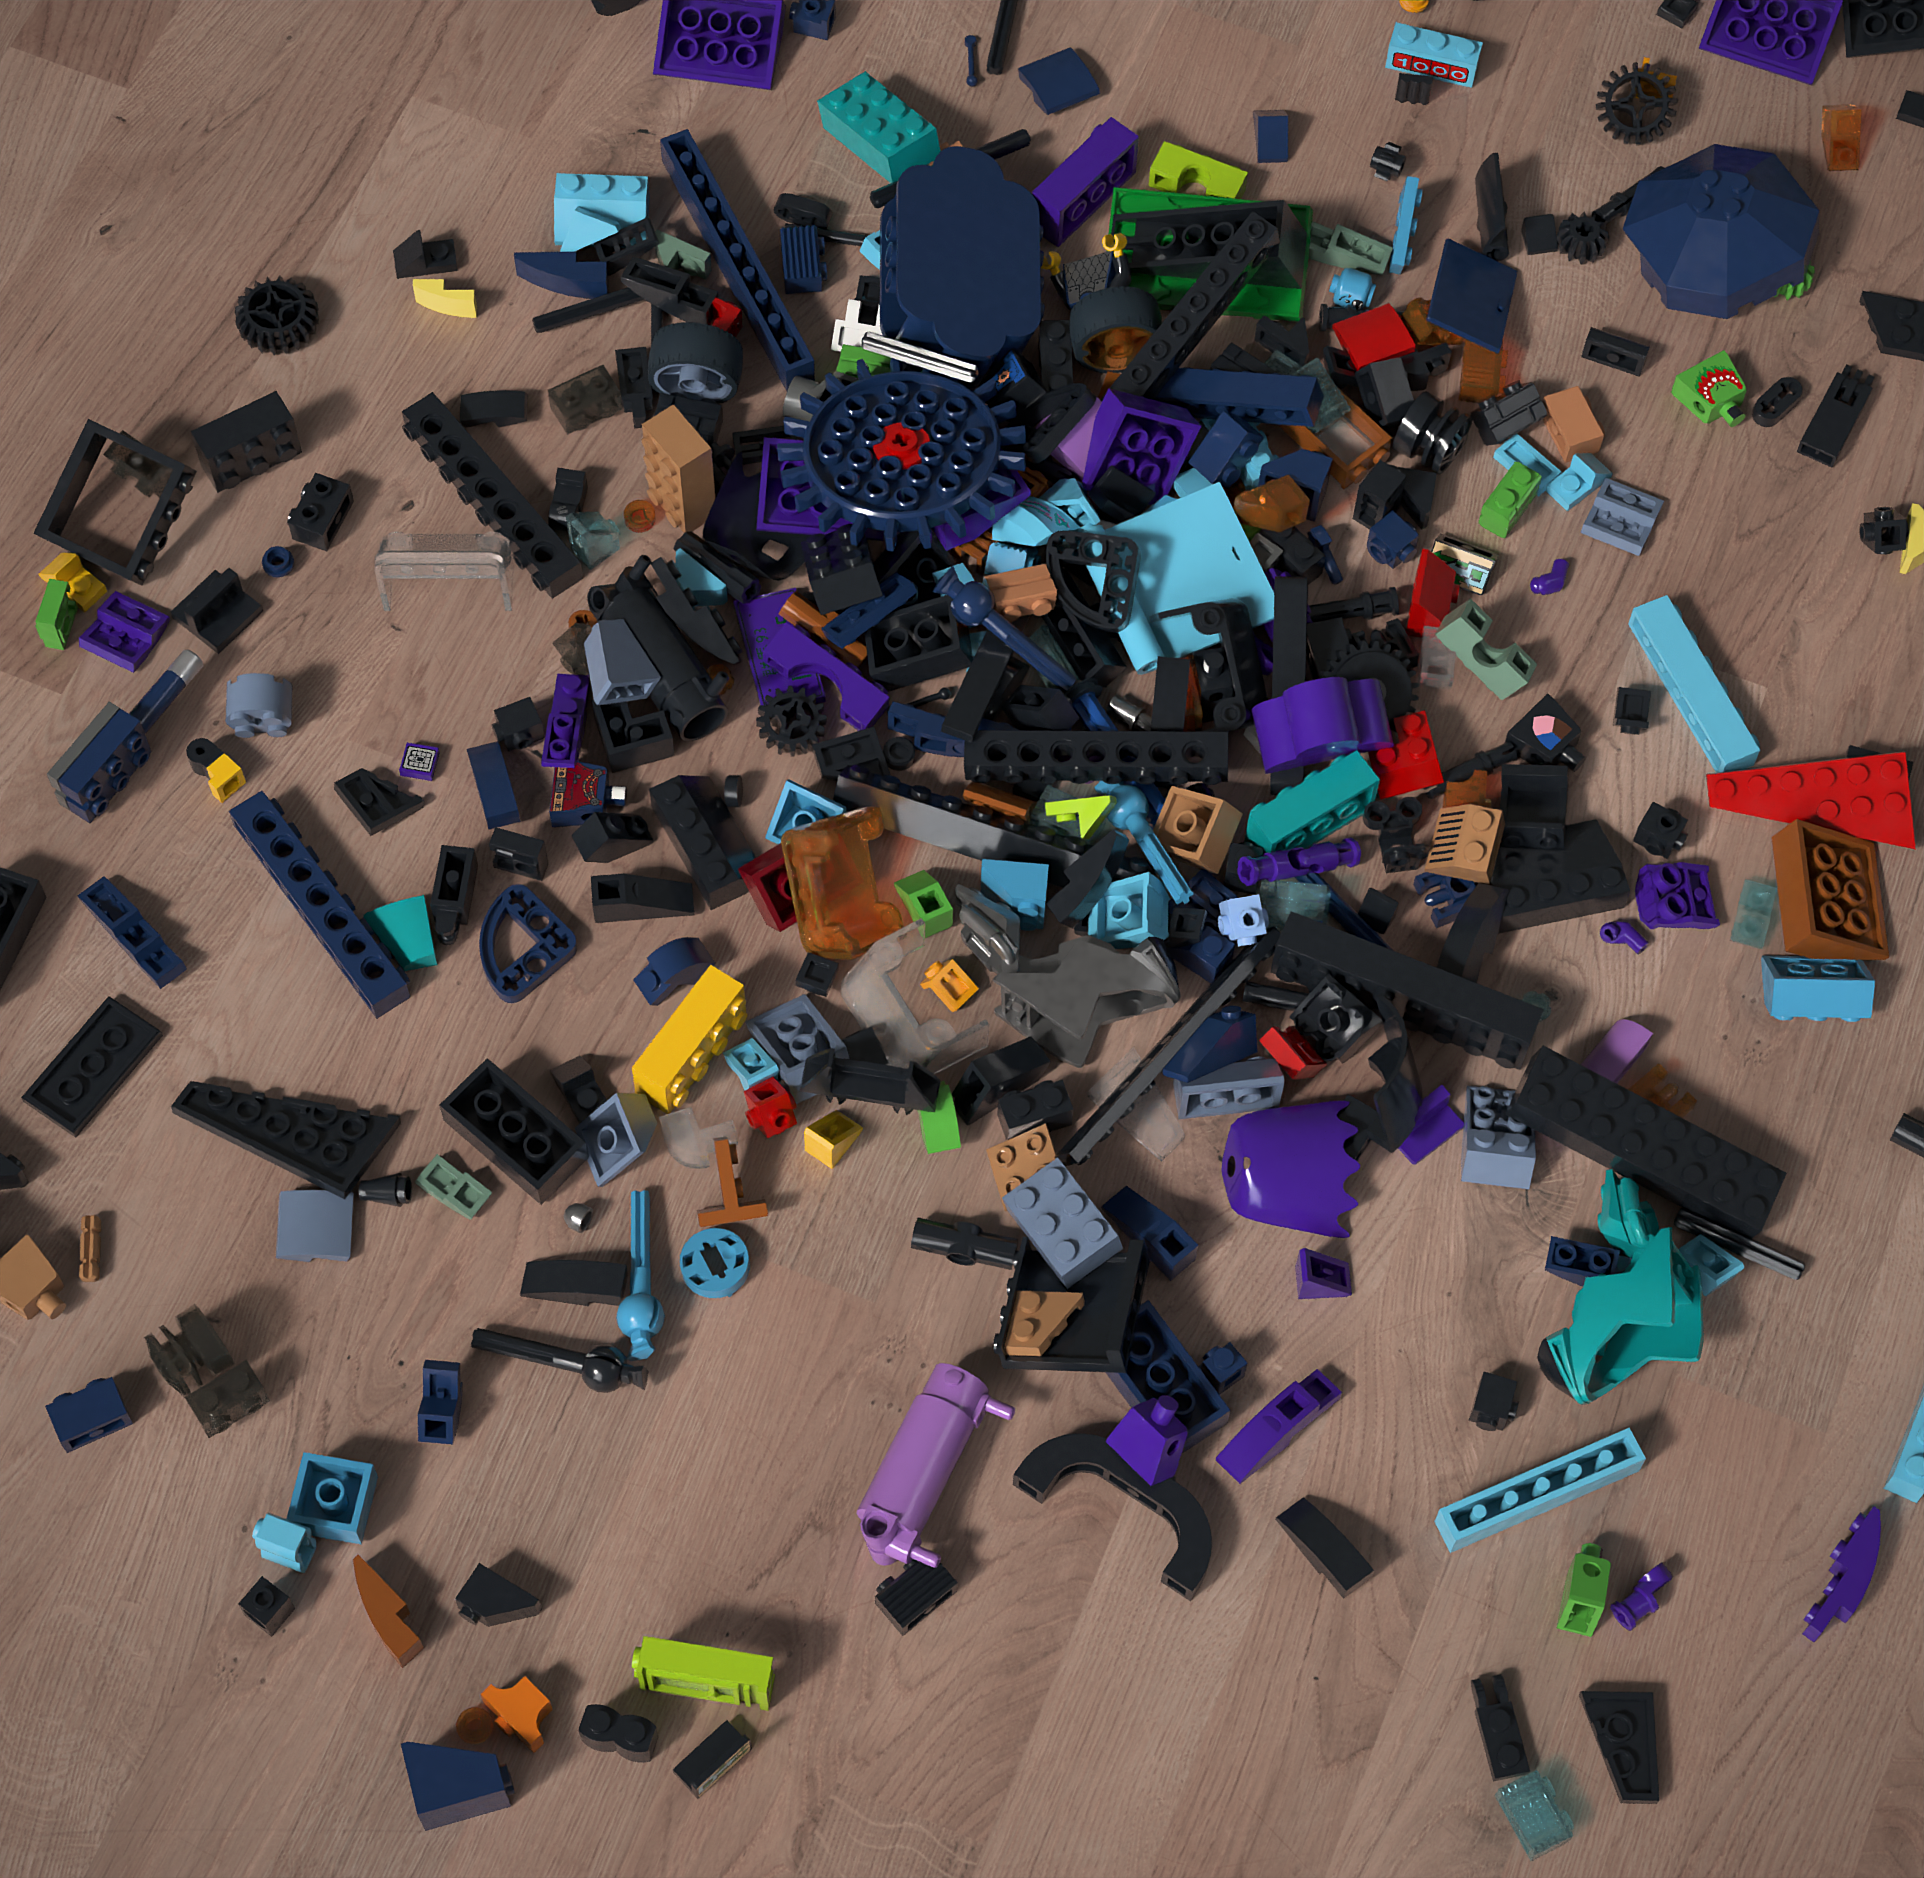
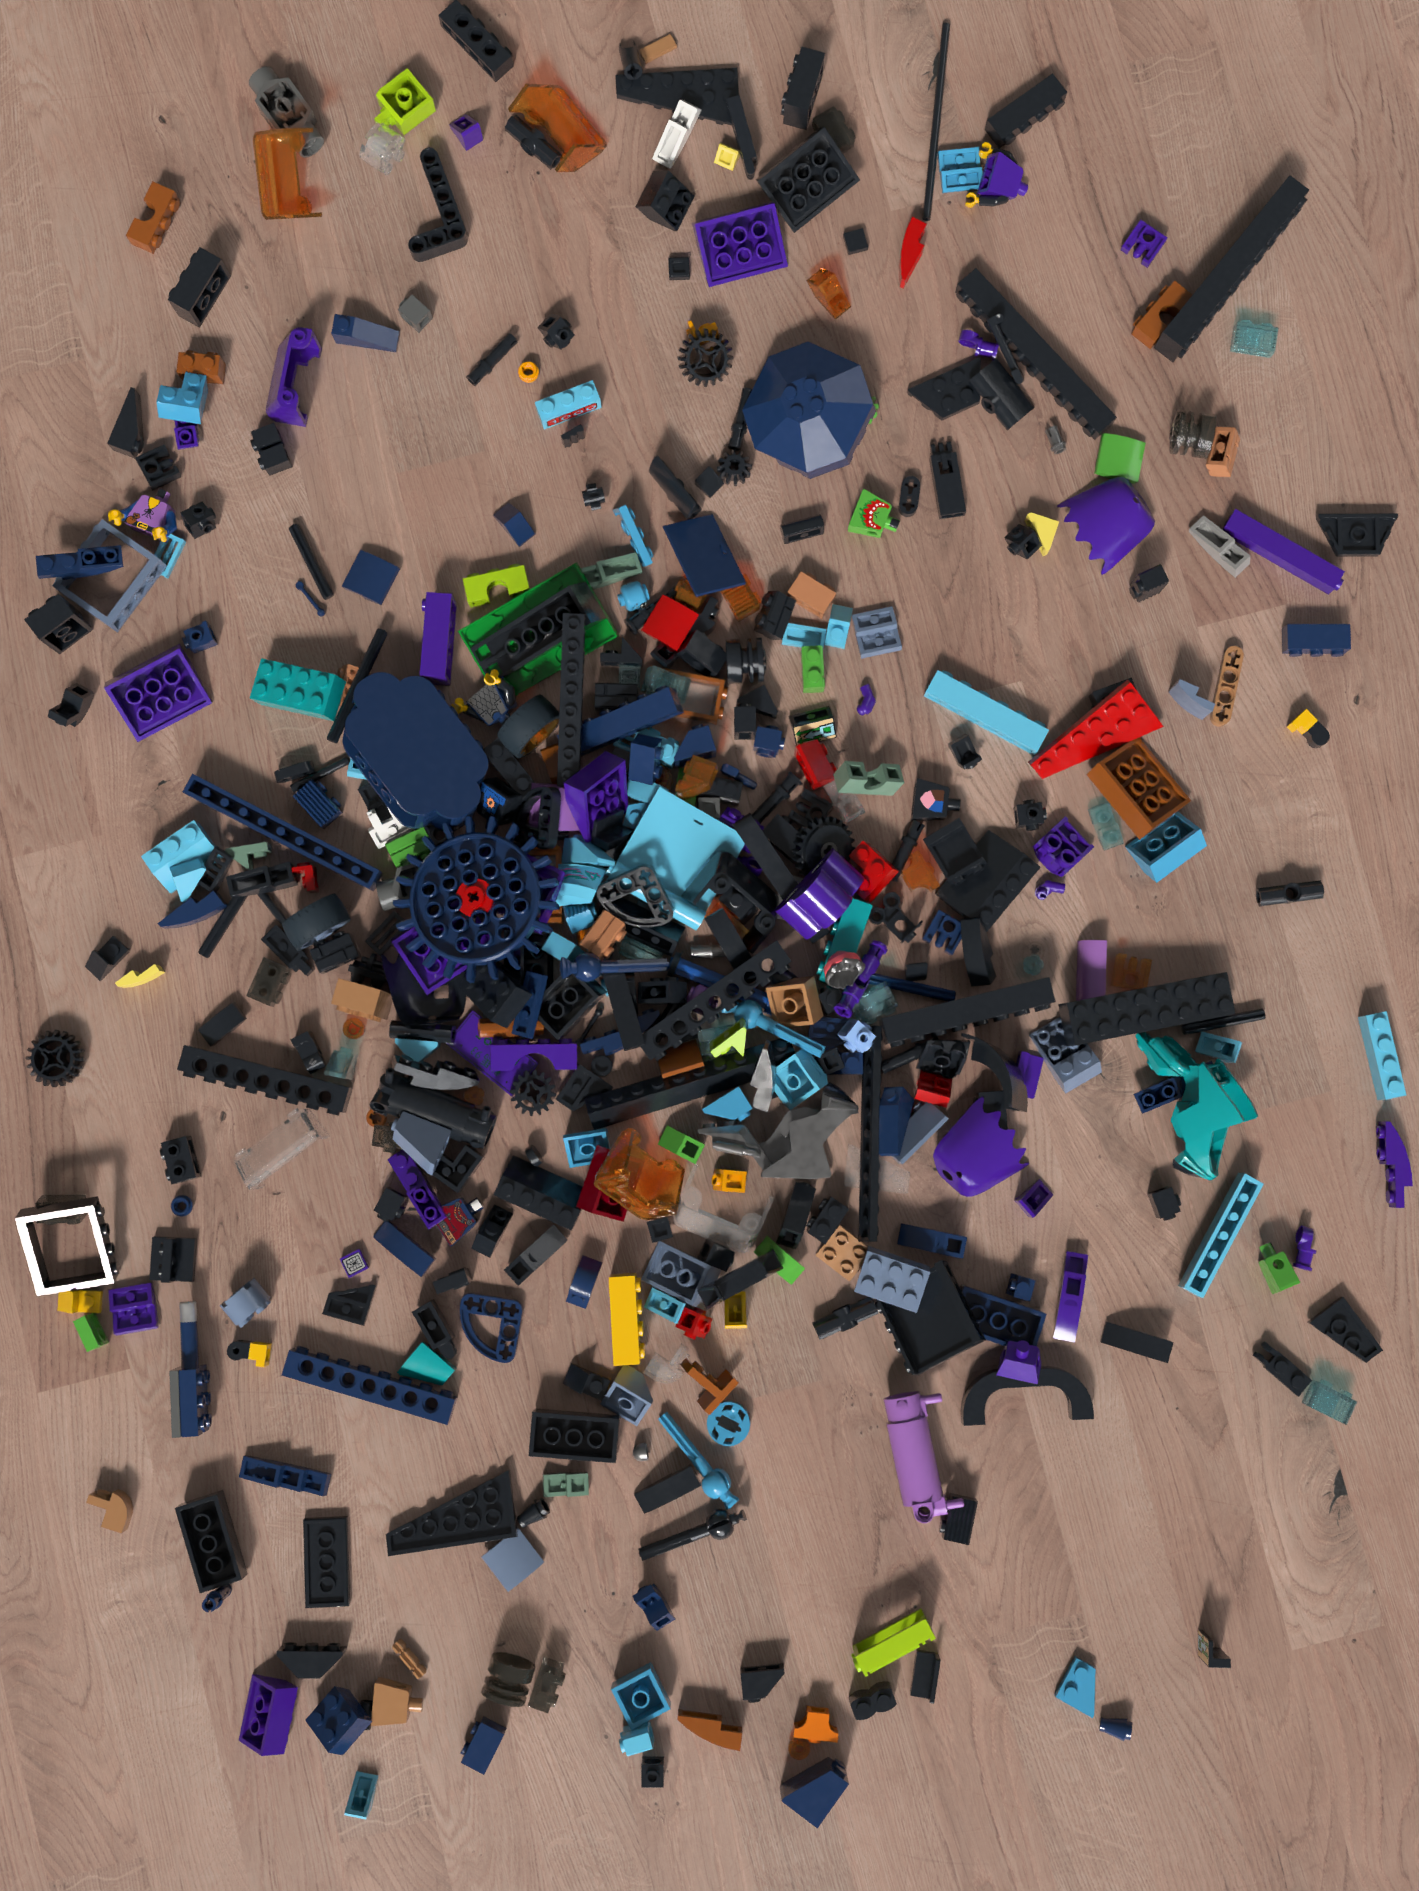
camera: 35 degrees left, 20 degrees up
(246, 442) = (107, 1153): black brick -> none
(920, 357) = (440, 832): axle -> none
(1038, 1319) = (919, 1340): medium nougat wing -> none
(1284, 814) = (843, 969): none -> flat silver hair
(1466, 843) = (939, 905): medium nougat slope -> none

